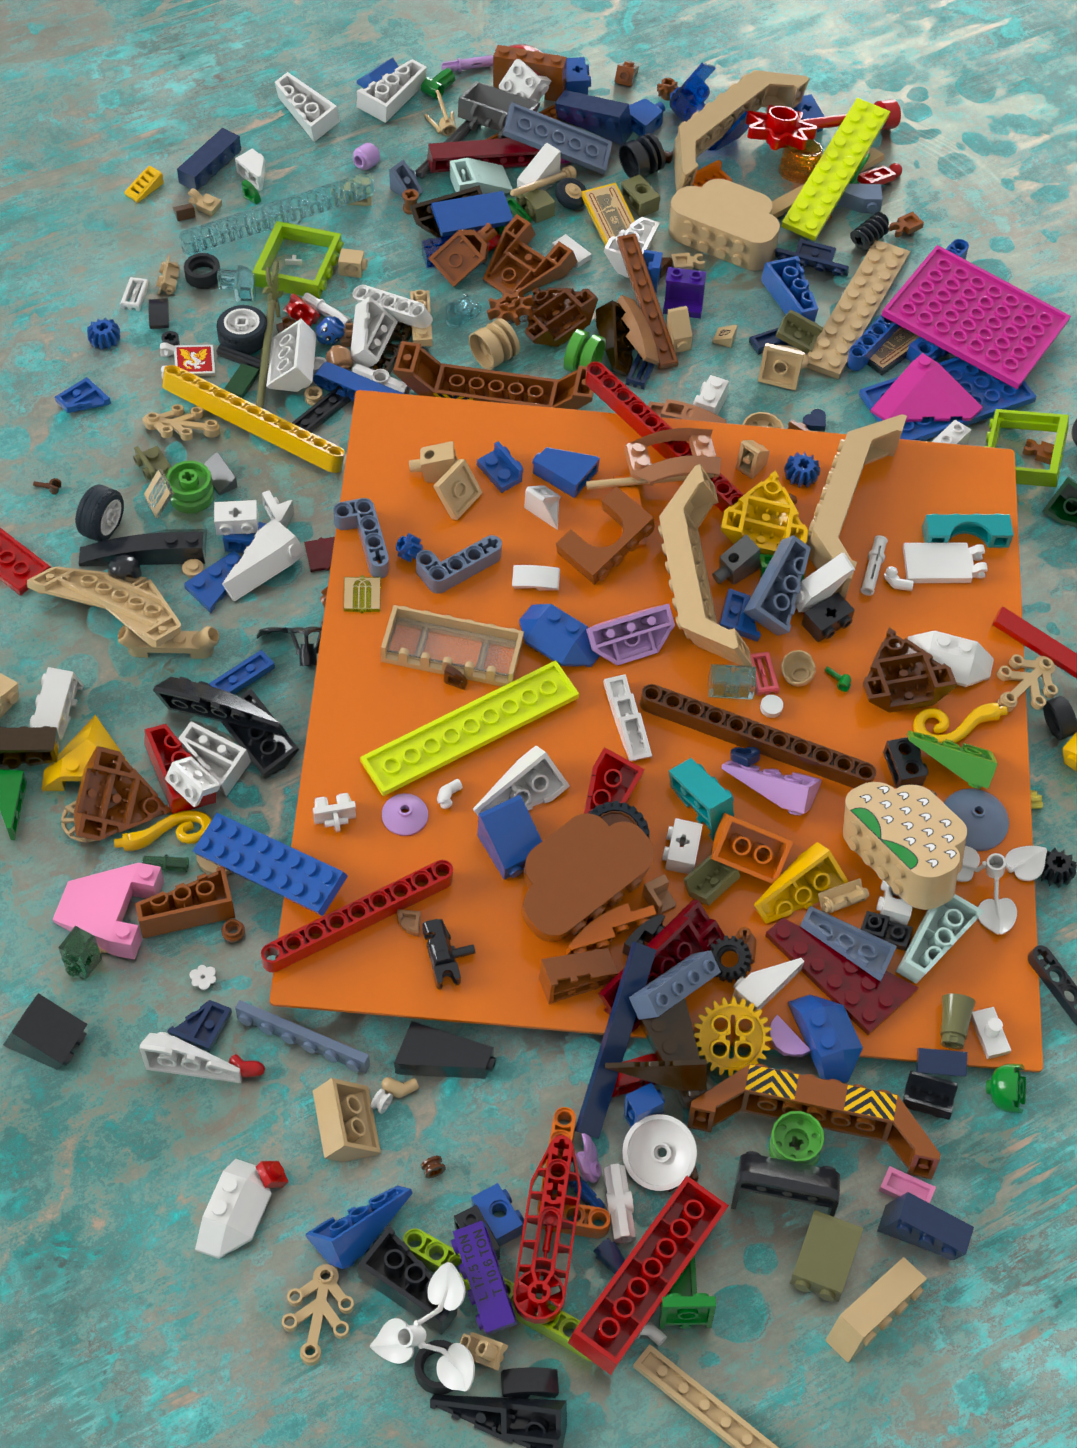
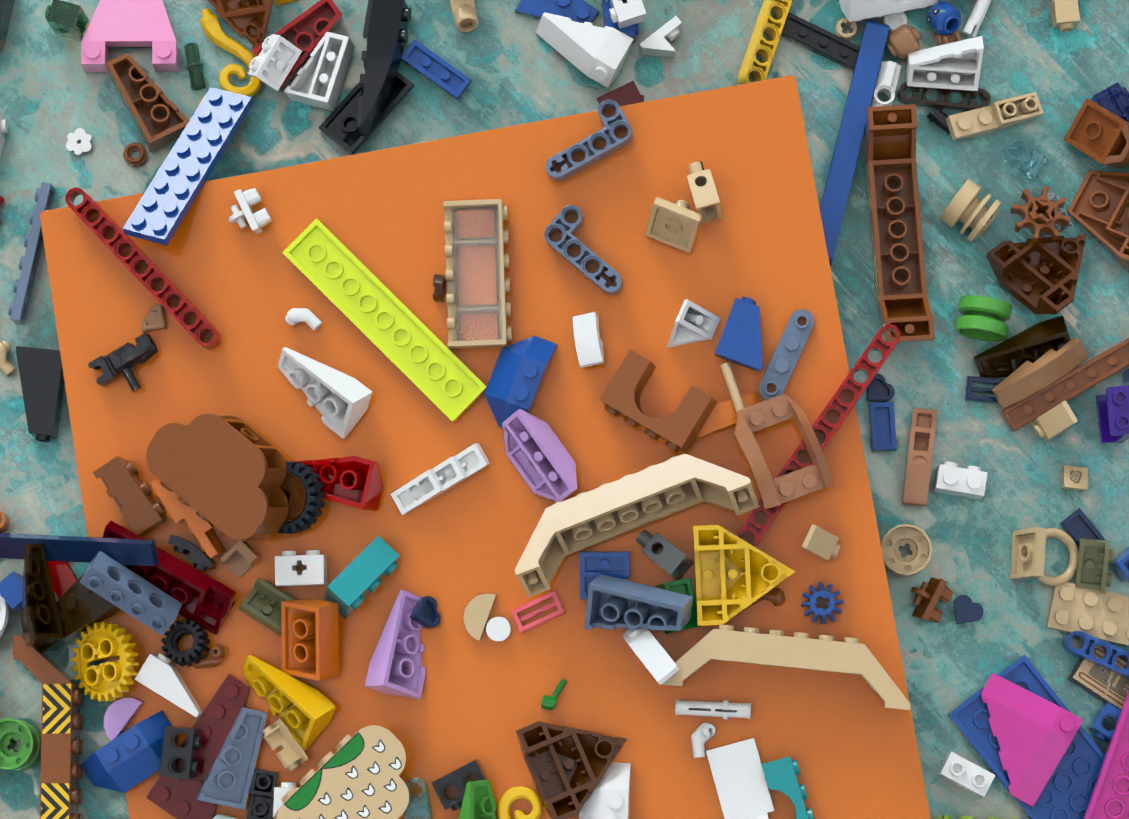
camera: 80 degrees right, 25 degrees up
(203, 1026) = (25, 158): dark blue wing -> none
(307, 652) = (472, 113): black plant -> none
(362, 594) = (521, 162): piece -> none
(399, 307) = (994, 78): white beam -> none
(404, 823) = (279, 290): lavender dish -> none
(408, 547) = (586, 194): blue gear -> none
(501, 468) = (726, 263): blue bracket -> none
(508, 835) = (259, 394): blue slope -> none
(583, 443) = (786, 354): none -> sand blue plate
(732, 681) = (509, 585): clear light blue brick -> none
(748, 728) = (454, 632): reddish brown beam -> none
(753, 713) = (477, 614): none -> tan tile
(798, 668) = (546, 648): tan hair -> none
(828, 617) = (617, 656): black brick -> none
(833, 987) = (173, 751): none -> black brick

